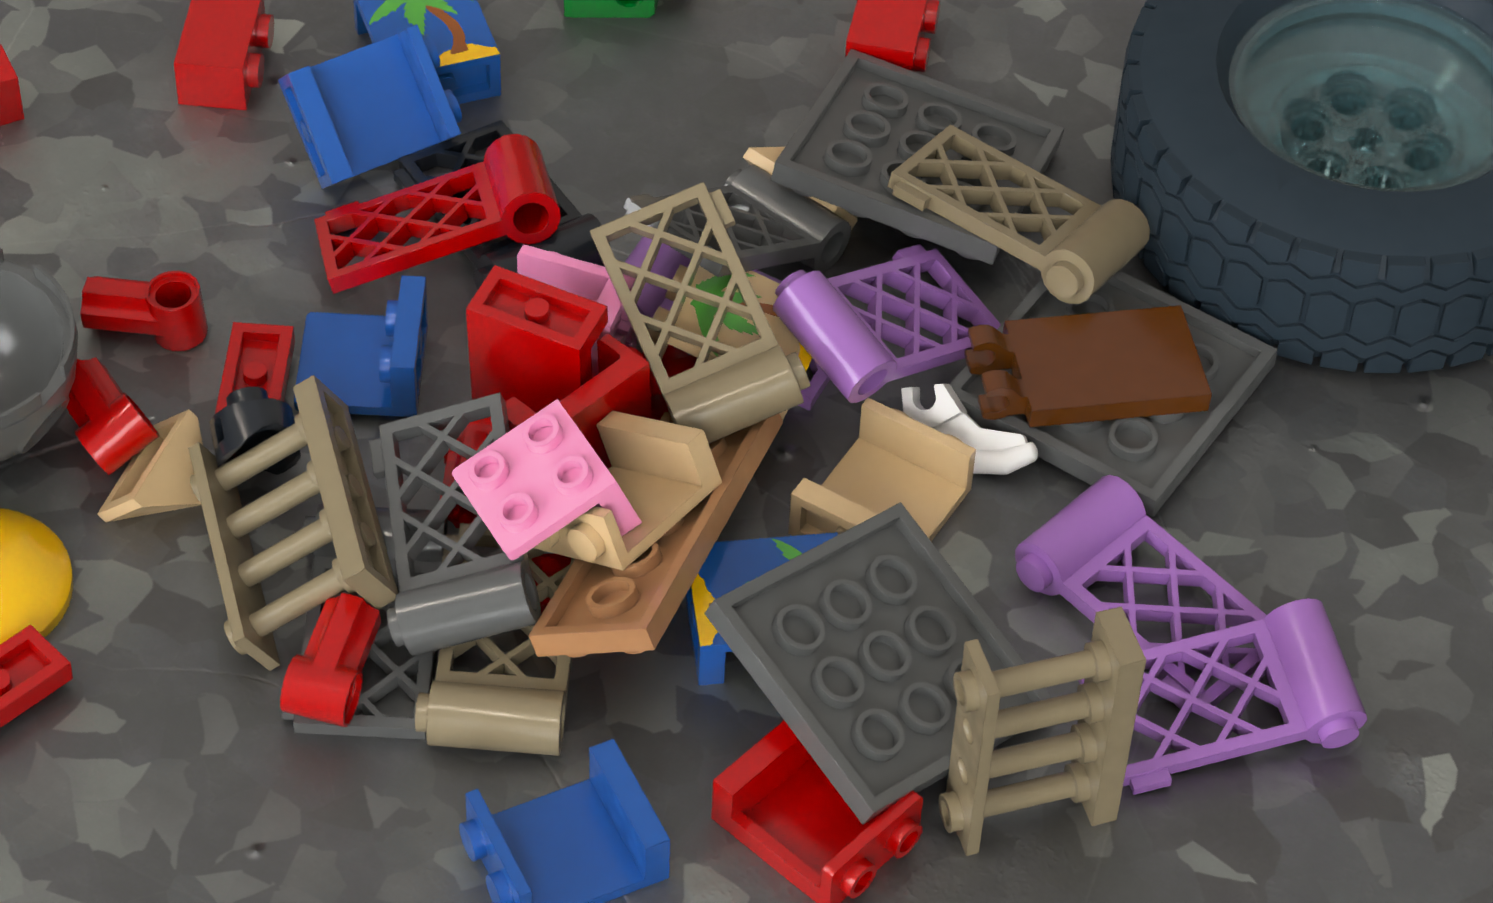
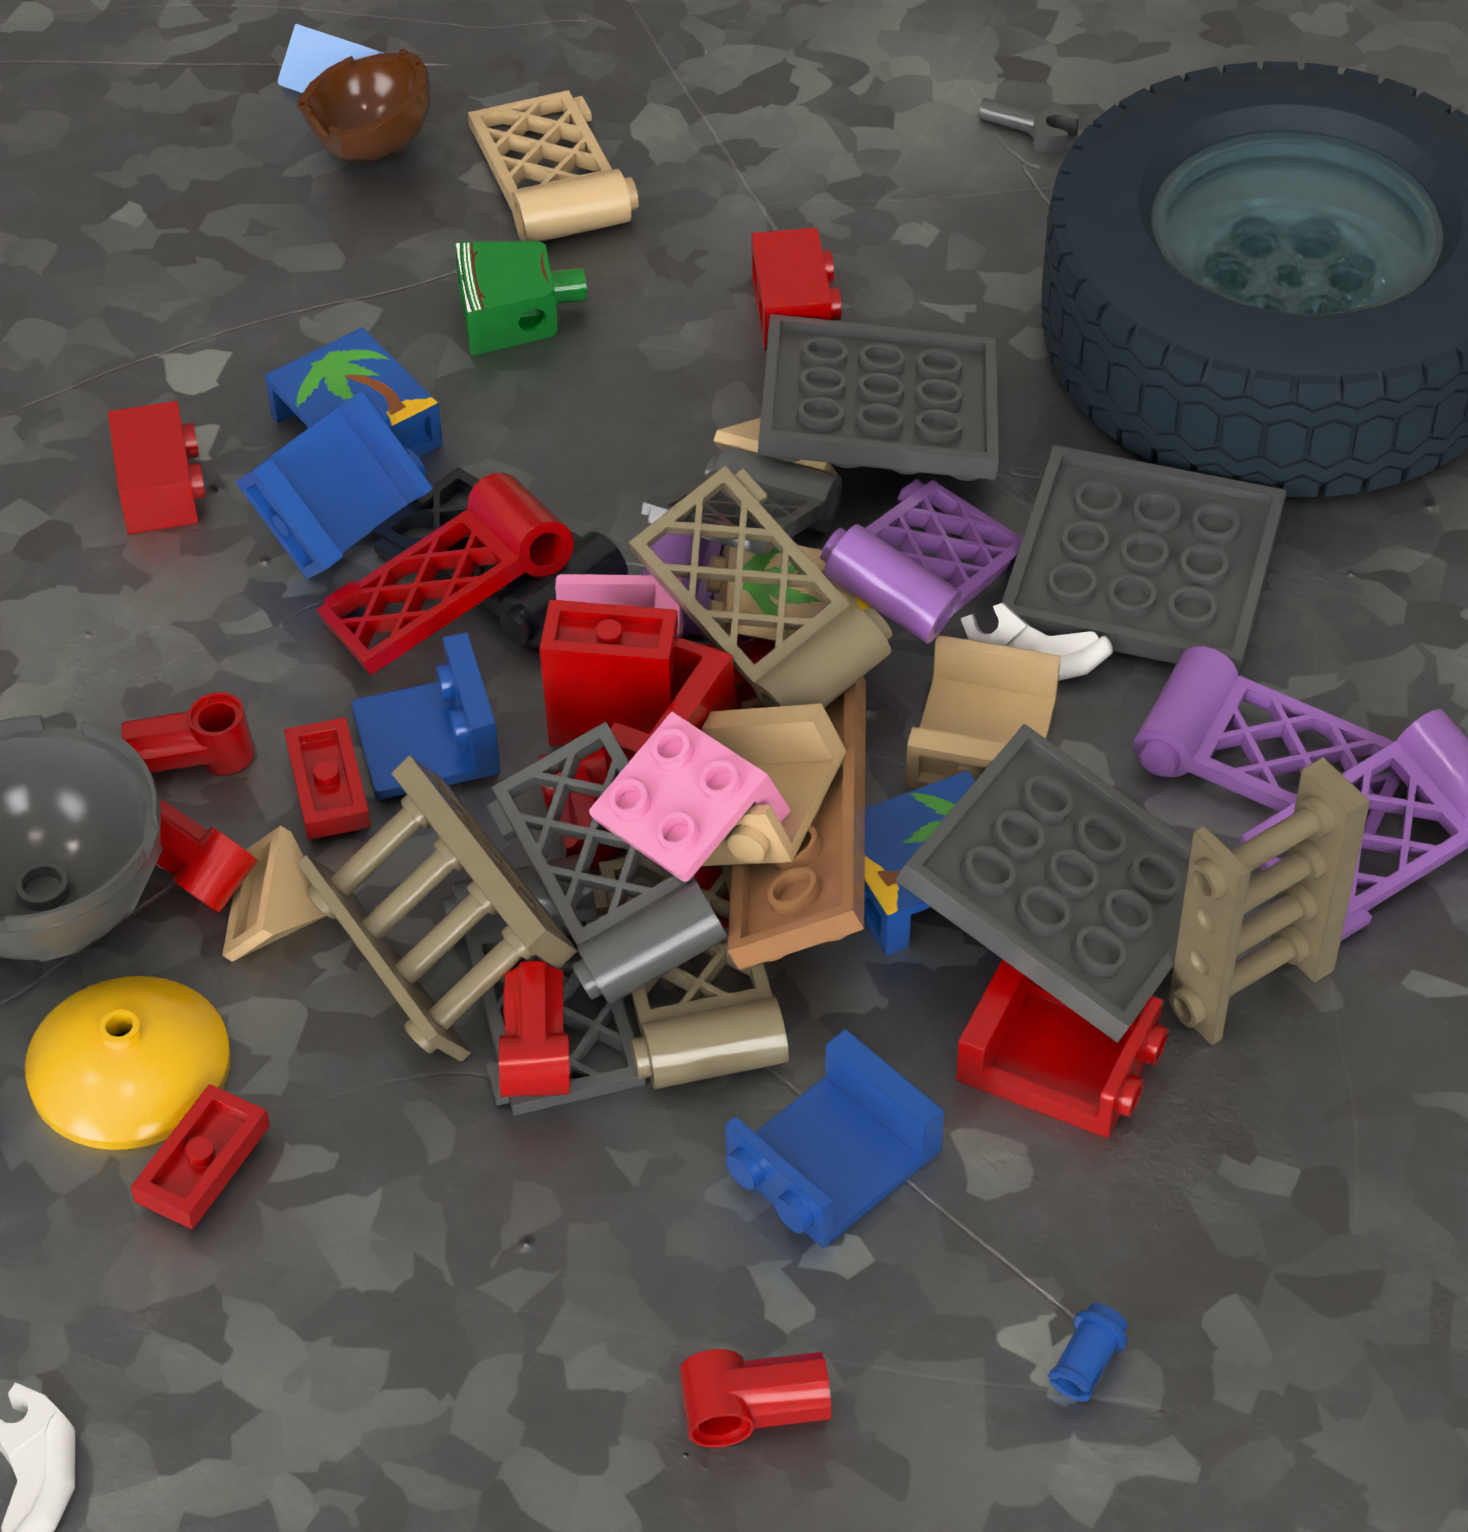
camera: 15 degrees left, 0 degrees up
(248, 422) = (348, 823): black piece -> none
(1077, 249) = (1073, 440): dark tan piece -> none
(1089, 367) = (1128, 551): reddish brown tile -> none

